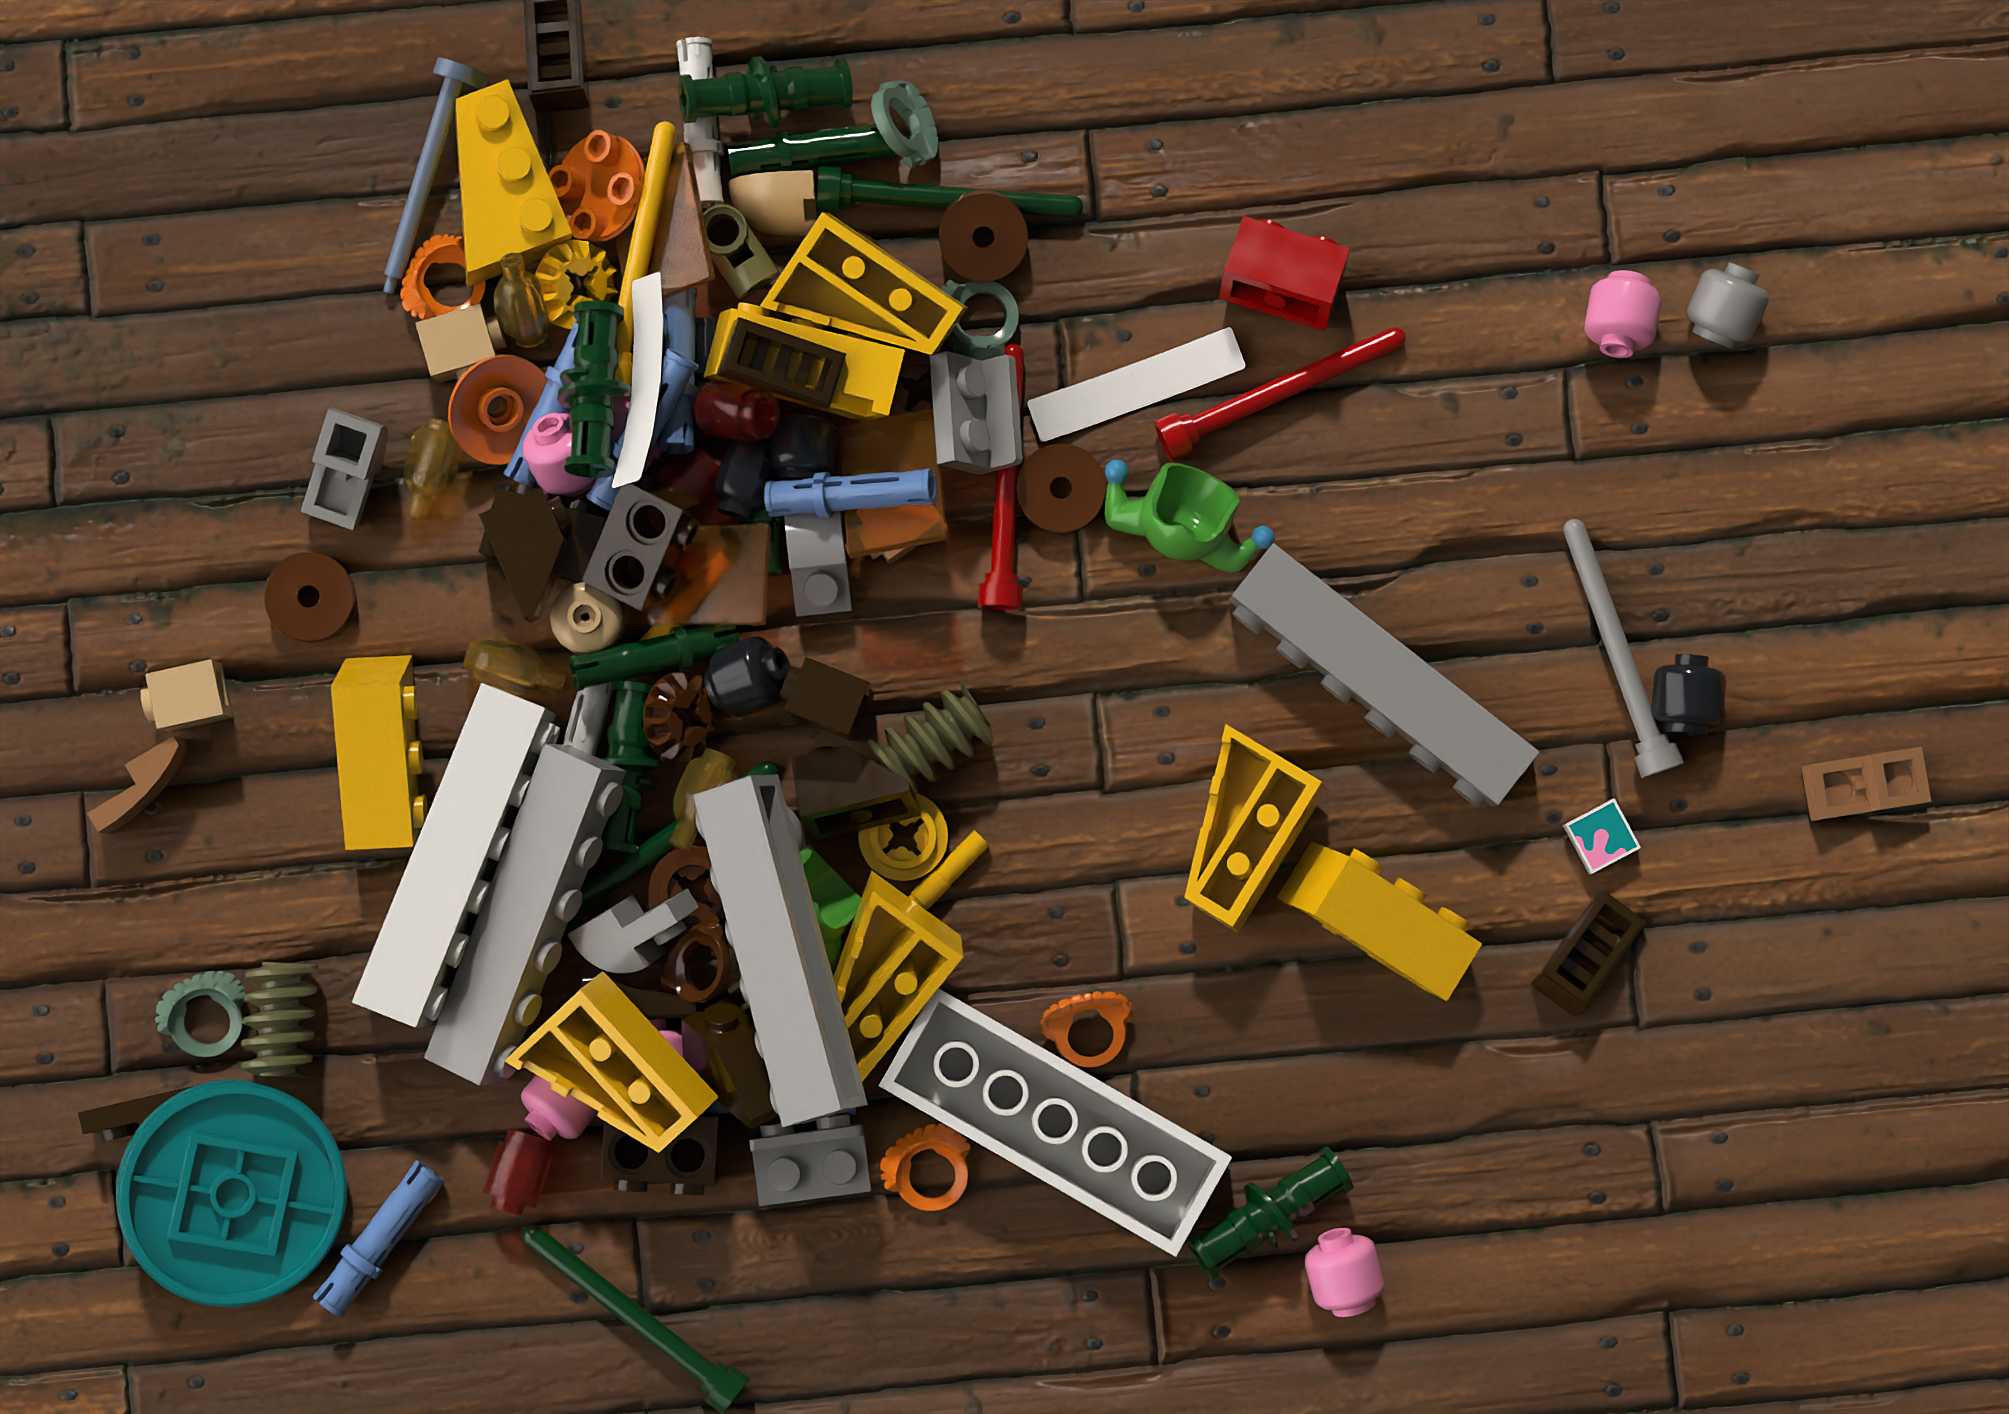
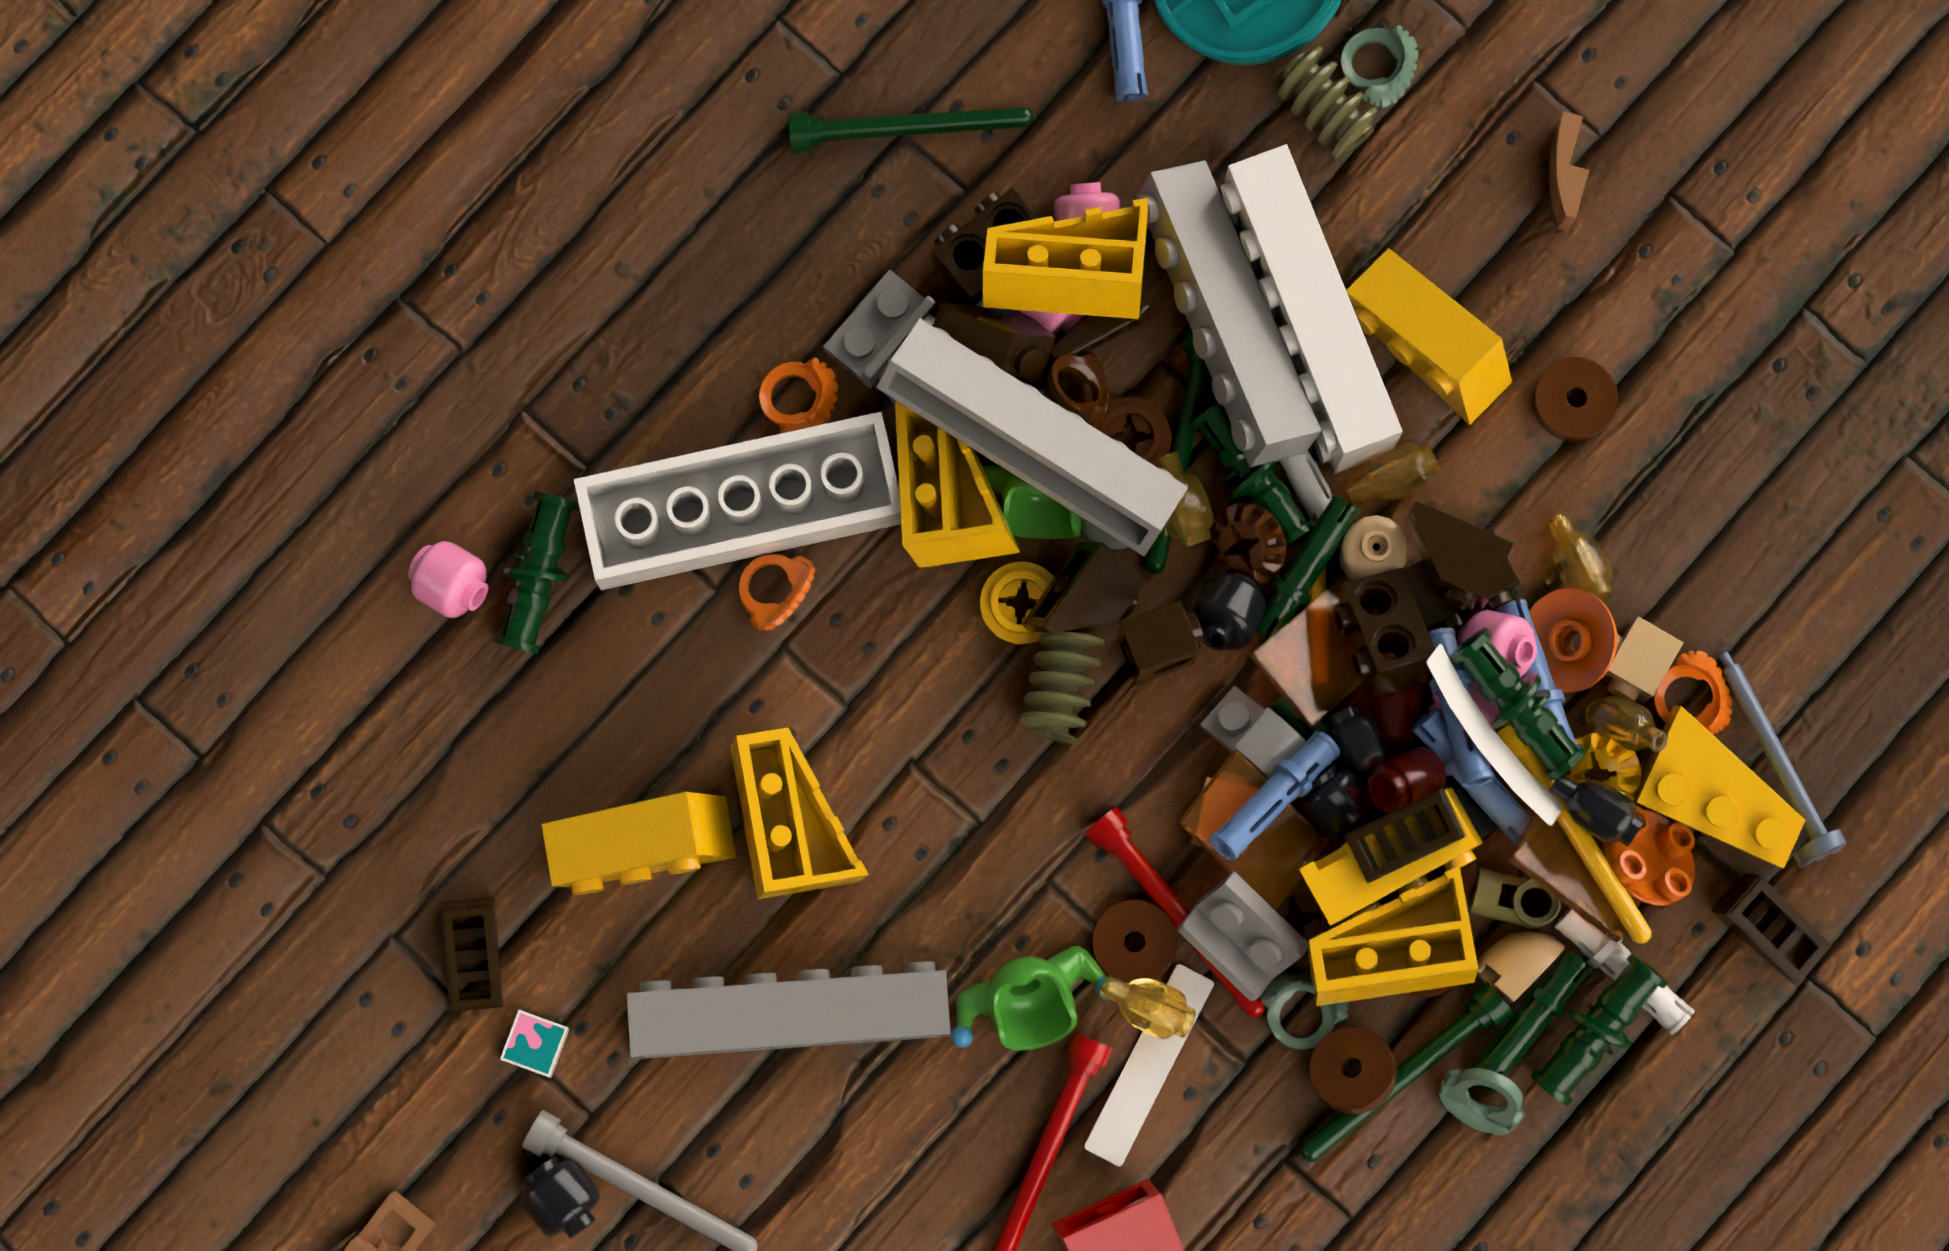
camera: 140 degrees right, 5 degrees down
(186, 696) = (1592, 255): tan brick -> none
(344, 469) = (1637, 505): light grey brick -> none
(518, 1172) = (1072, 146): clear red brick -> none
(607, 251) = (1599, 809): none -> black plant
(629, 939) = (1142, 363): light grey brick -> none
(942, 877) = (968, 606): yellow piece -> none
(1095, 424) = (1151, 1006): none -> clear yellow plant

